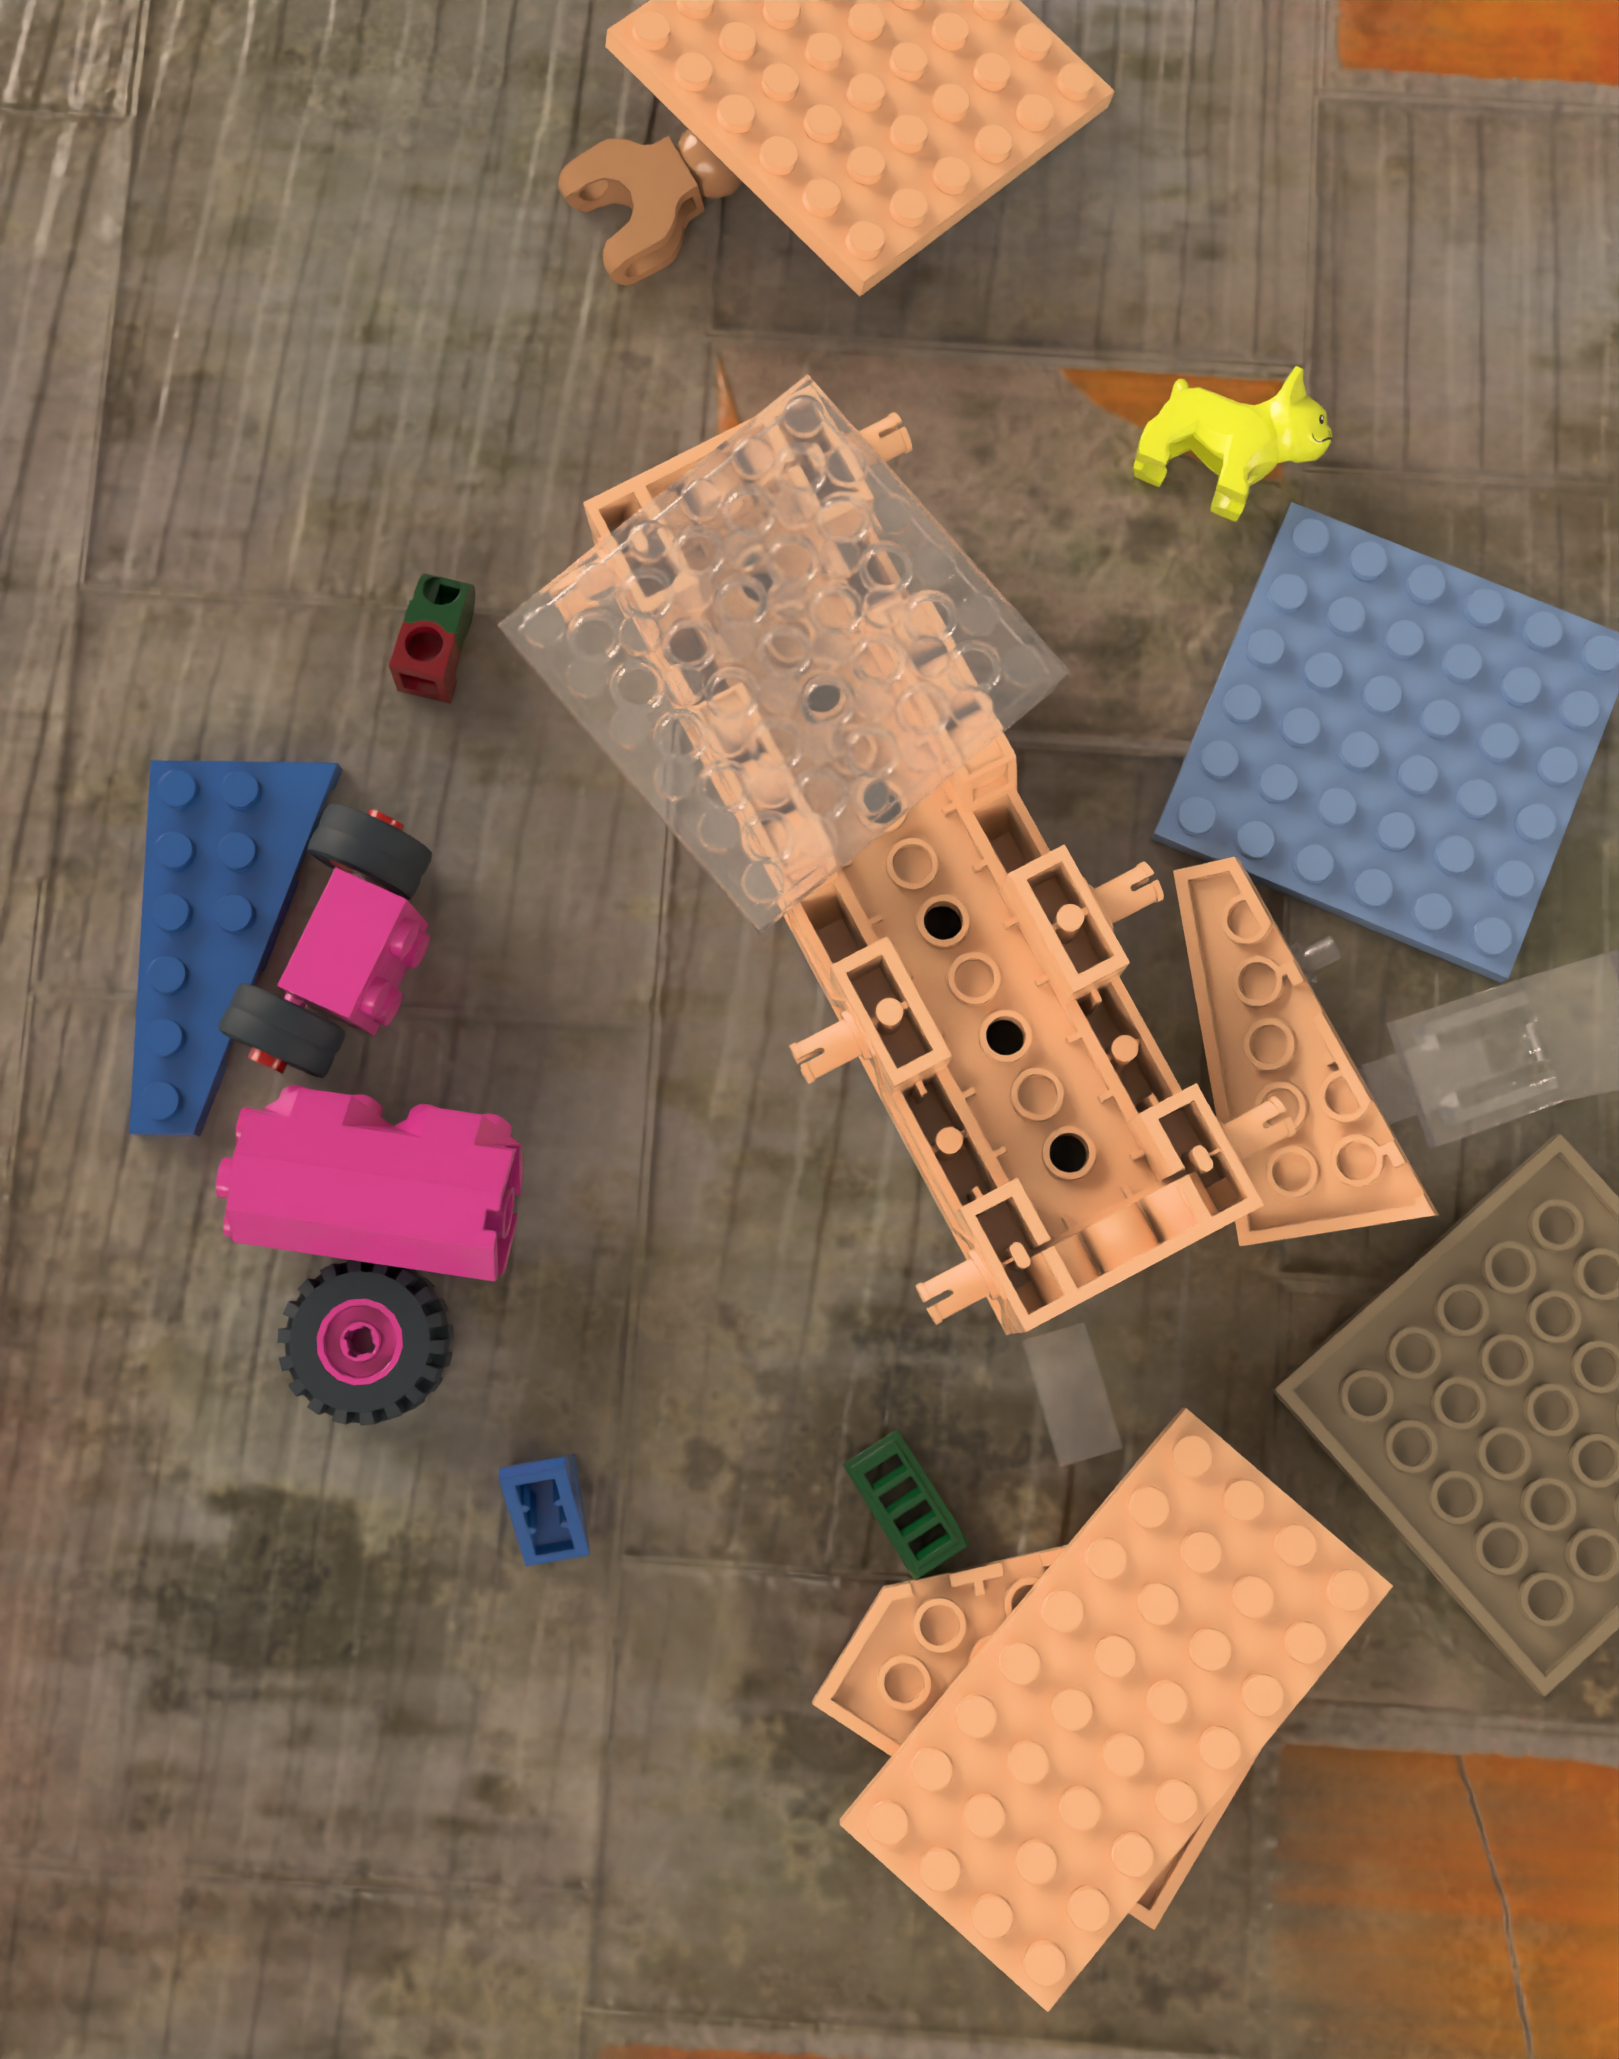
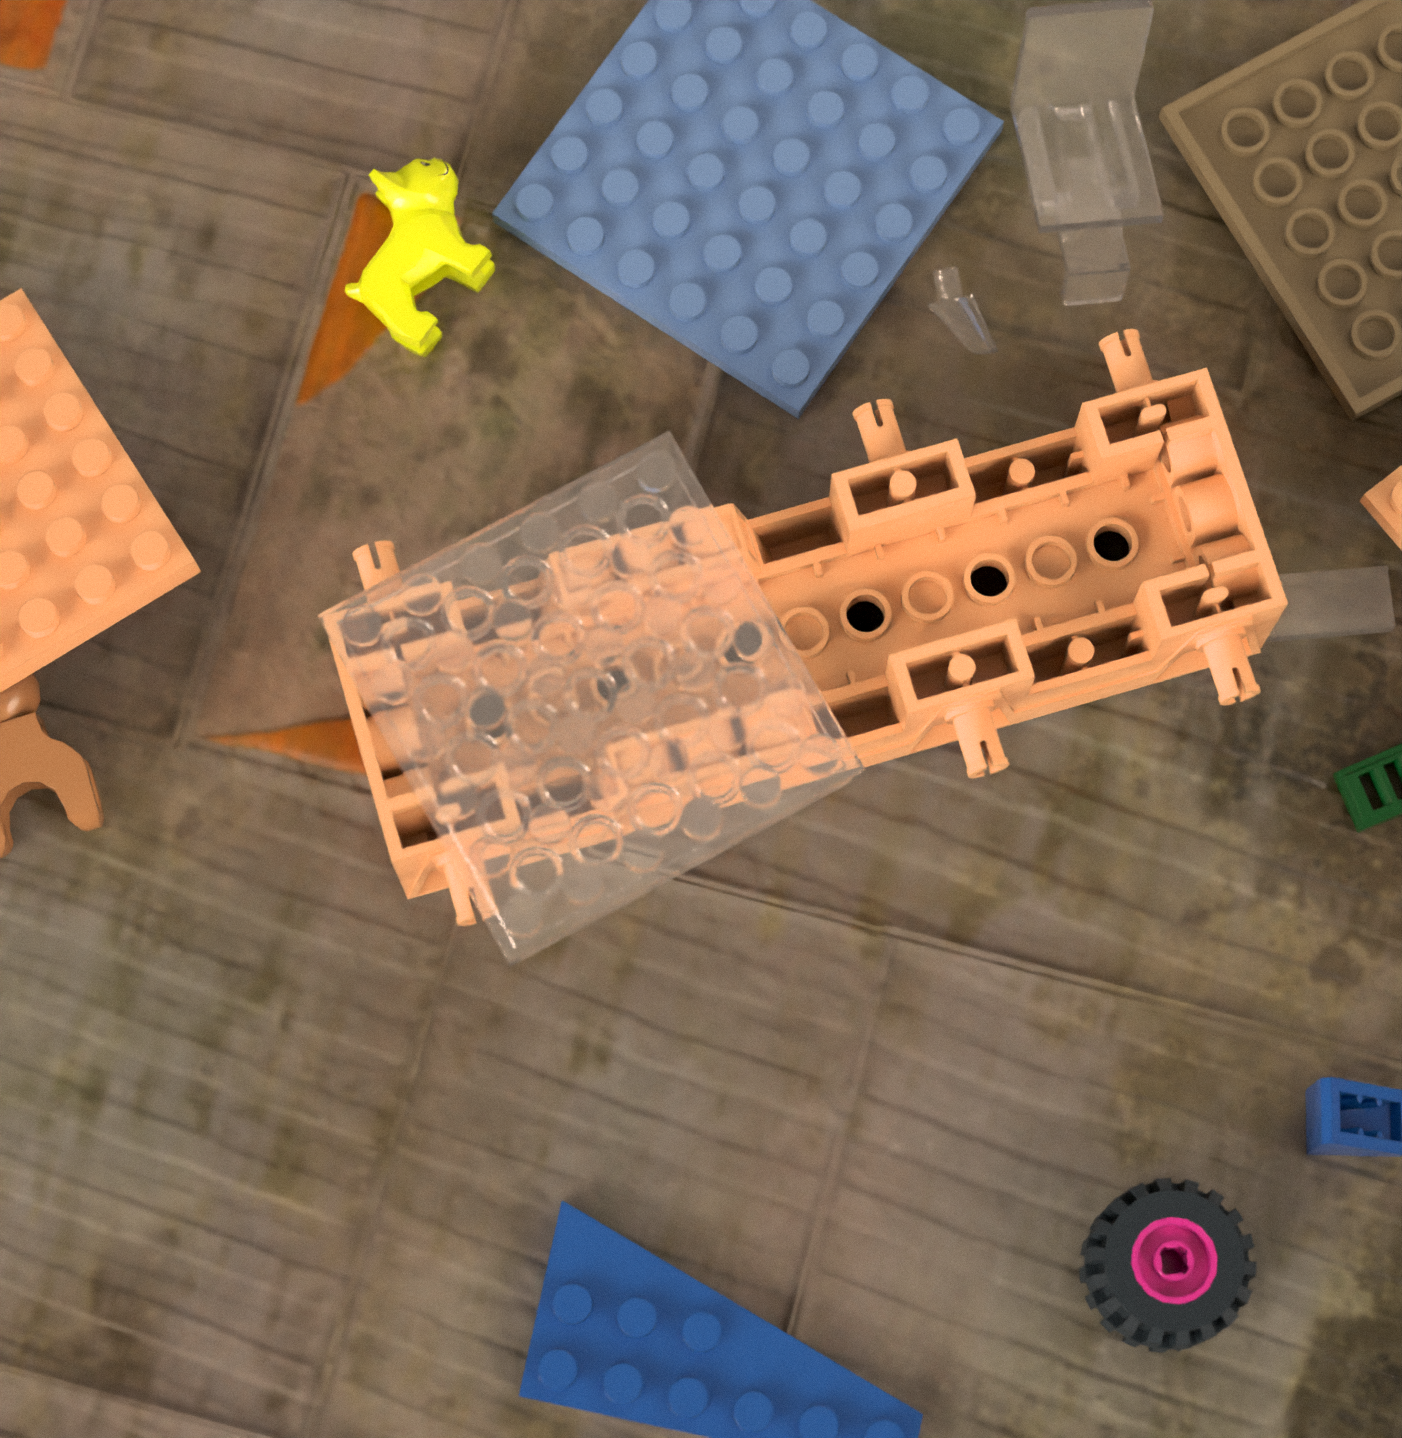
camera: 80 degrees left, 5 degrees down
(348, 1185) = (1019, 1240): dark pink brick -> none
(350, 950) = (773, 1206): brick -> none
(432, 638) = (450, 1075): leg -> none
(1274, 1039) = (1042, 339): light nougat wing -> none

